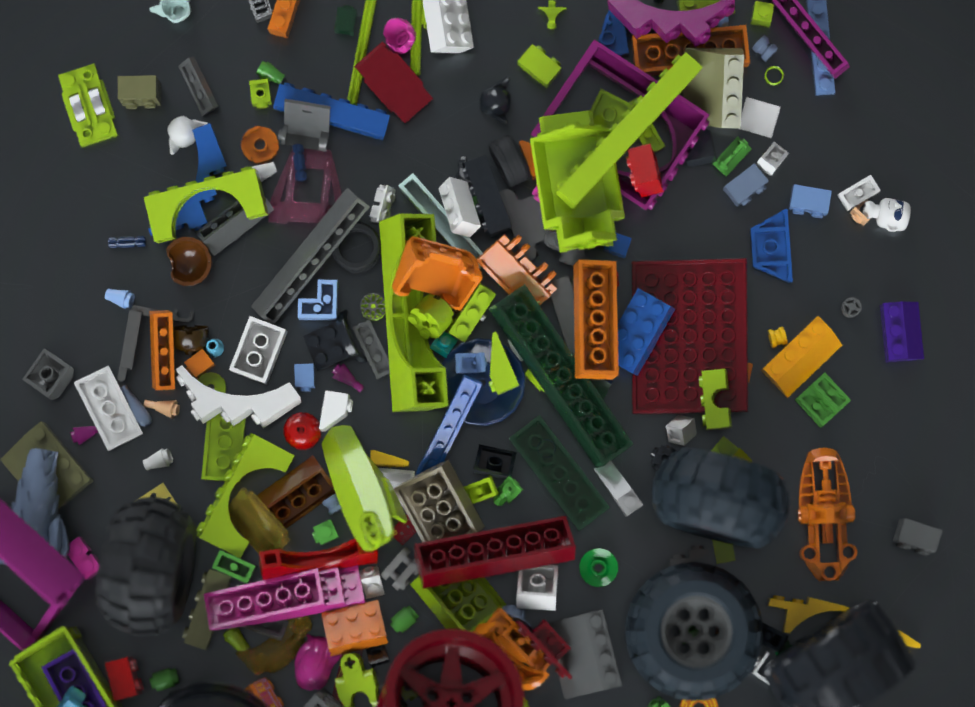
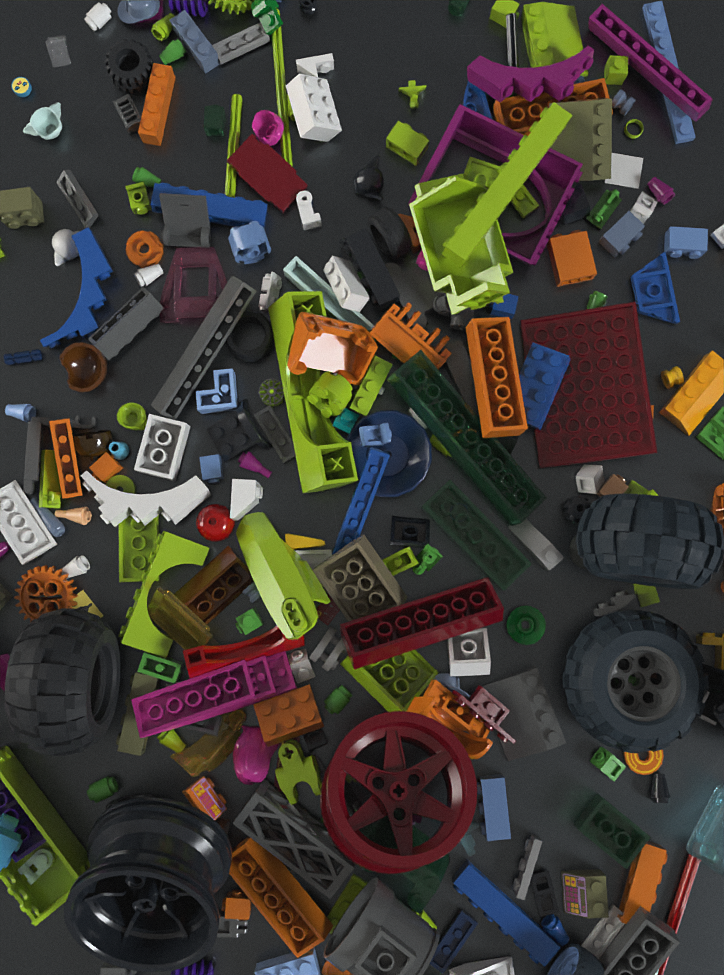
camera: 10 degrees left, 0 degrees up
(124, 678) = (59, 795): red brick -> none
(128, 467) = (44, 578): none -> orange gear
(142, 373) = (49, 481): none -> lime hinge
(165, 206) = (53, 314): lime arch -> none
(231, 315) = (132, 416): none -> lime piece
(299, 162) = (183, 259): dark blue axle -> none
(367, 153) = (249, 243): none -> medium blue brick
(428, 117) = (305, 208): none -> white leg
(500, 370) = (407, 440): lime slope -> none
(644, 170) = (528, 222): red brick -> none
(691, 203) = (571, 258): none -> orange brick
(703, 440) = (613, 485): none -> medium nougat brick
(711, 251) = (597, 300): none -> bright green cone
(713, 382) = (619, 427): lime arch -> none
(792, 144) = (661, 191): none -> magenta cone

